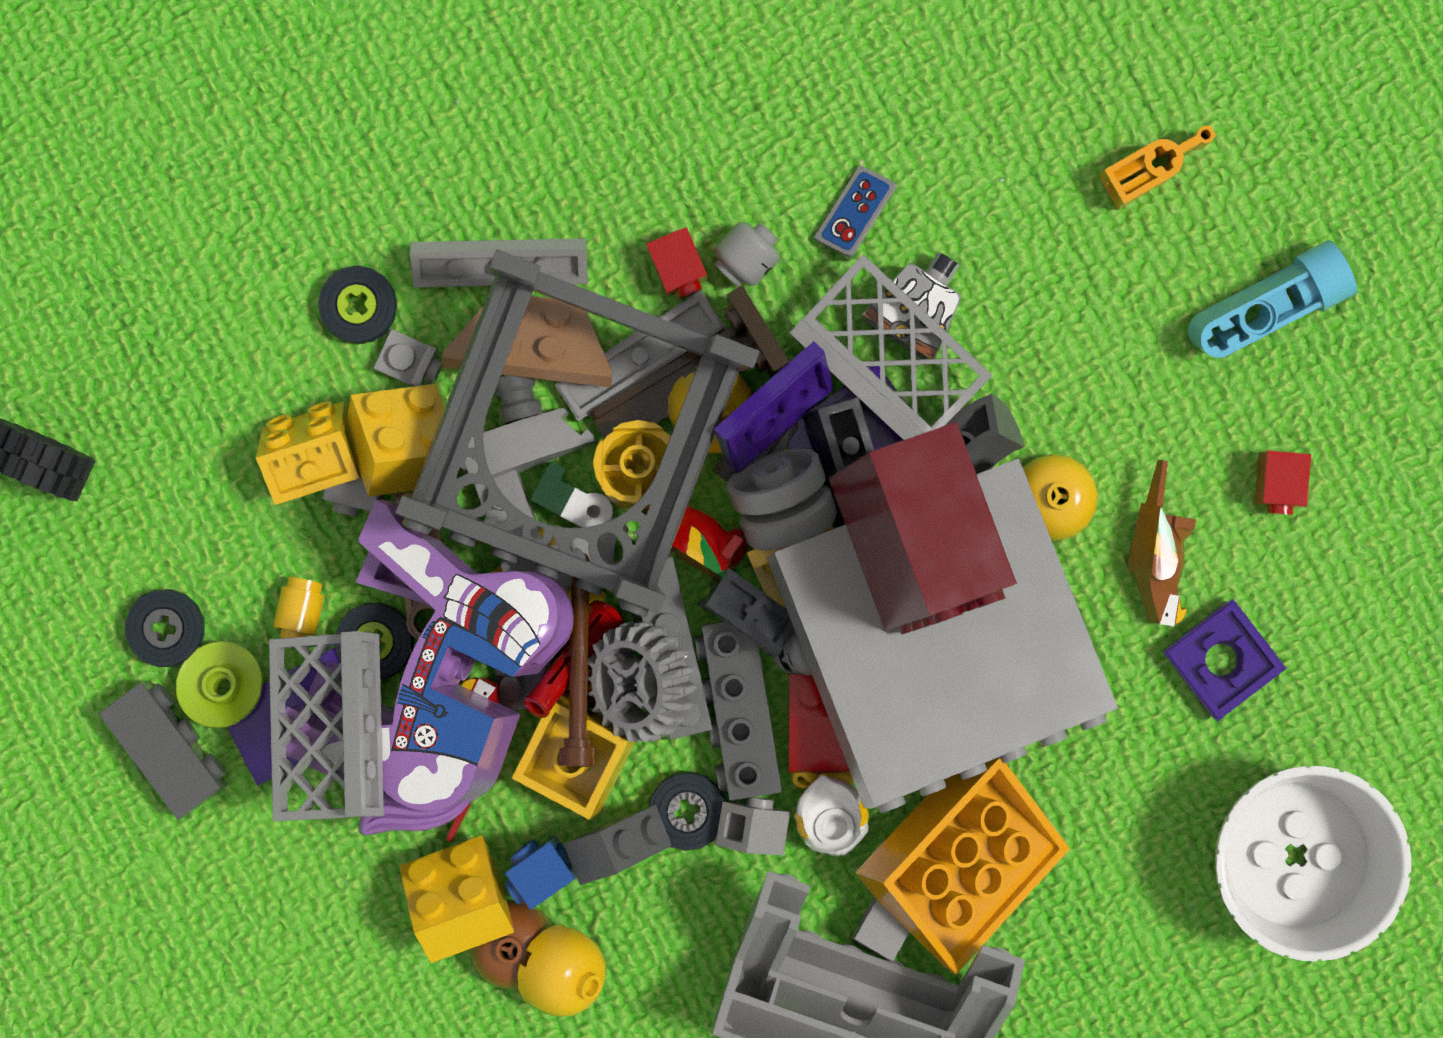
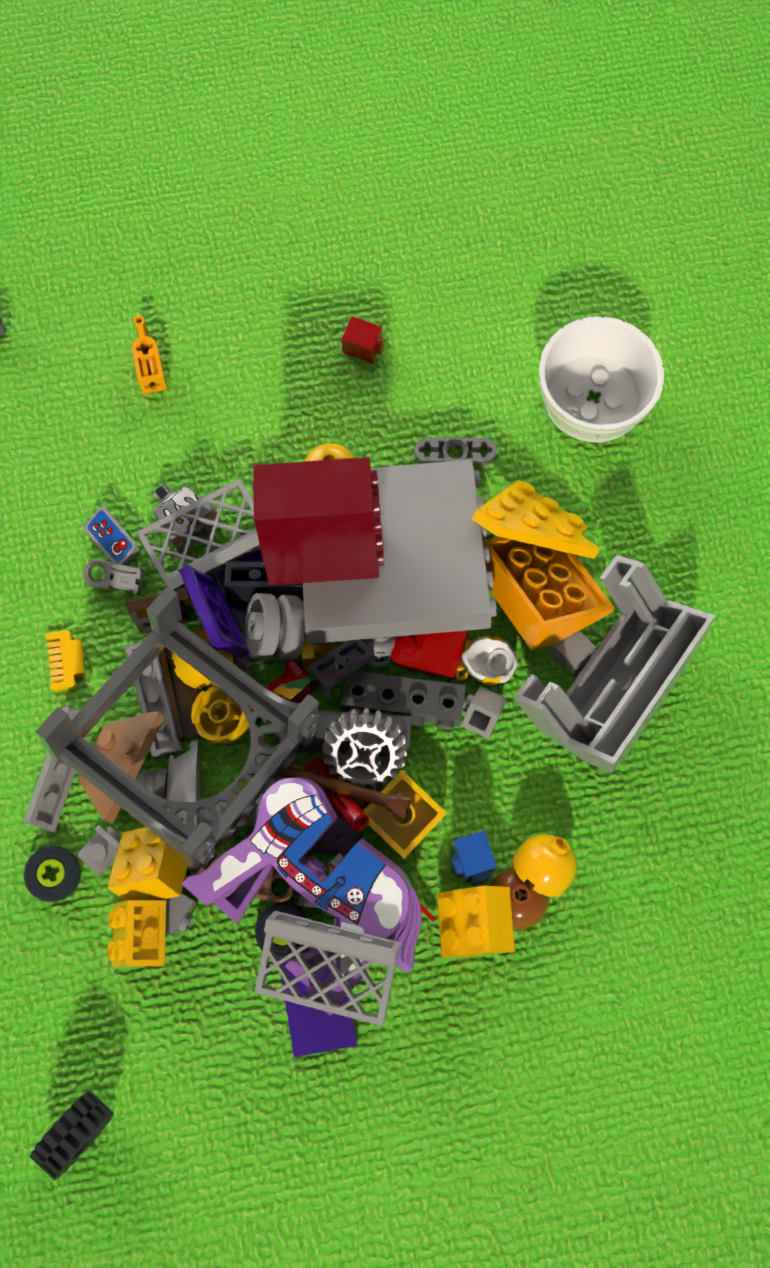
camera: 75 degrees left, 15 degrees down
(151, 609) = (242, 1074): black bush -> none
(164, 748) = (309, 1104): dark grey brick -> none
(205, 671) = (264, 1054): lime dish -> none
(299, 608) = (240, 976): yellow brick -> none
(569, 501) = (229, 769): leg -> none
(617, 845) = (469, 800): dark grey brick -> none
(660, 220) = (71, 658): none -> yellow piece
(677, 263) = (101, 654): red brick -> none
(697, 790) = (449, 765): black bush -> none
(747, 253) = (110, 609): light grey head -> none
(801, 241) = (116, 576): none -> light grey piece
(1055, 823) = (533, 519): none -> yellow wing
(1142, 706) = (462, 443): none -> light grey beam
(1158, 554) = (383, 420): dark orange animal -> none
(1254, 667) = (467, 387): dark purple piece -> none
(1316, 281) = (250, 290): medium azure beam -> none

